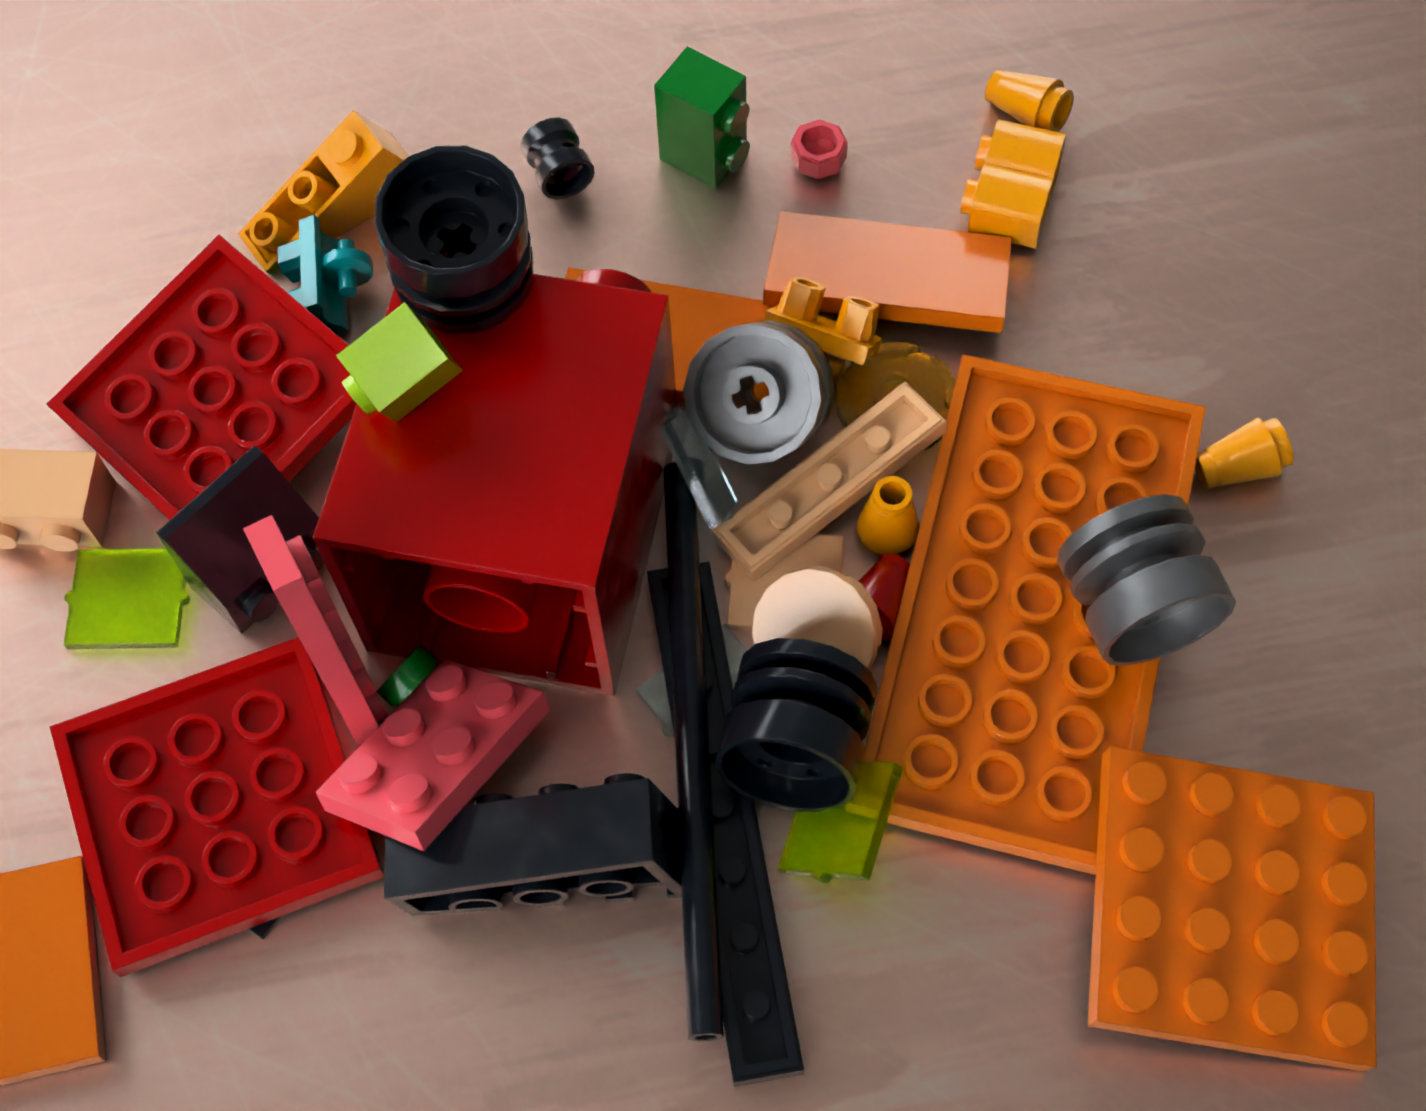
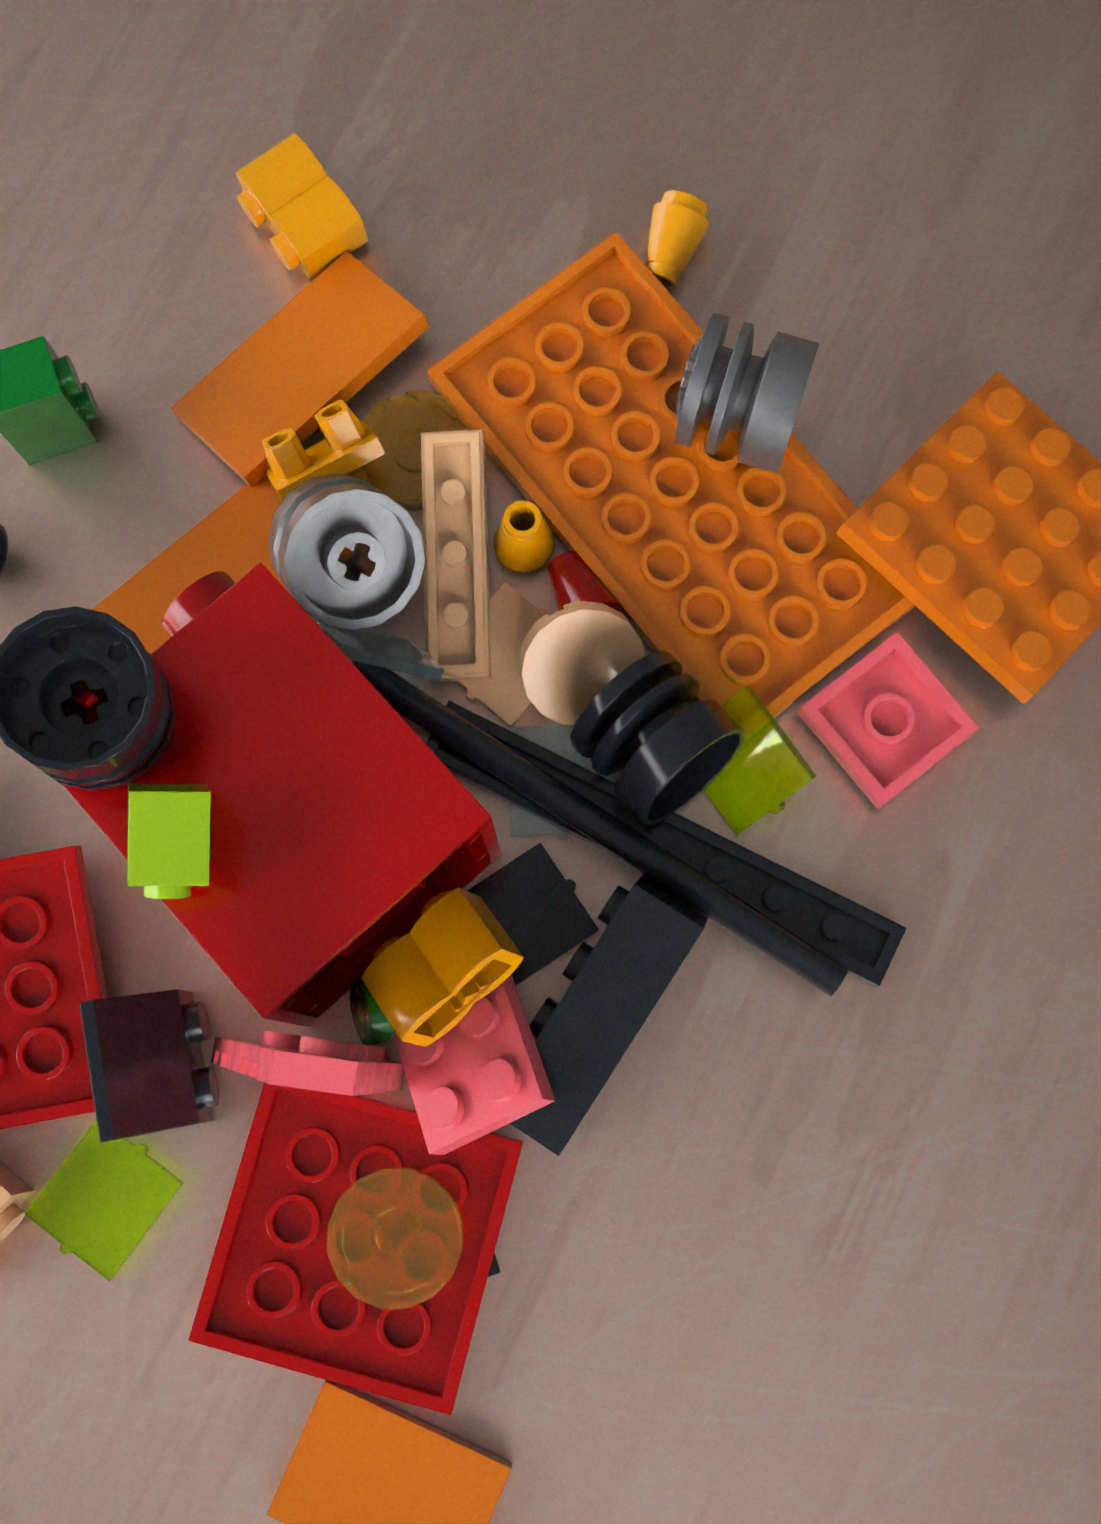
camera: 55 degrees left, 15 degrees up
(231, 819) = (395, 1238): none -> clear yellow tile
(470, 683) = (441, 966): none -> light orange brick
(576, 742) = (536, 909): none -> black piece
(818, 149) = (135, 332): coral tile -> none
(977, 921) = (887, 720): none -> coral plate
(1031, 99) = (229, 133): light orange cone -> none

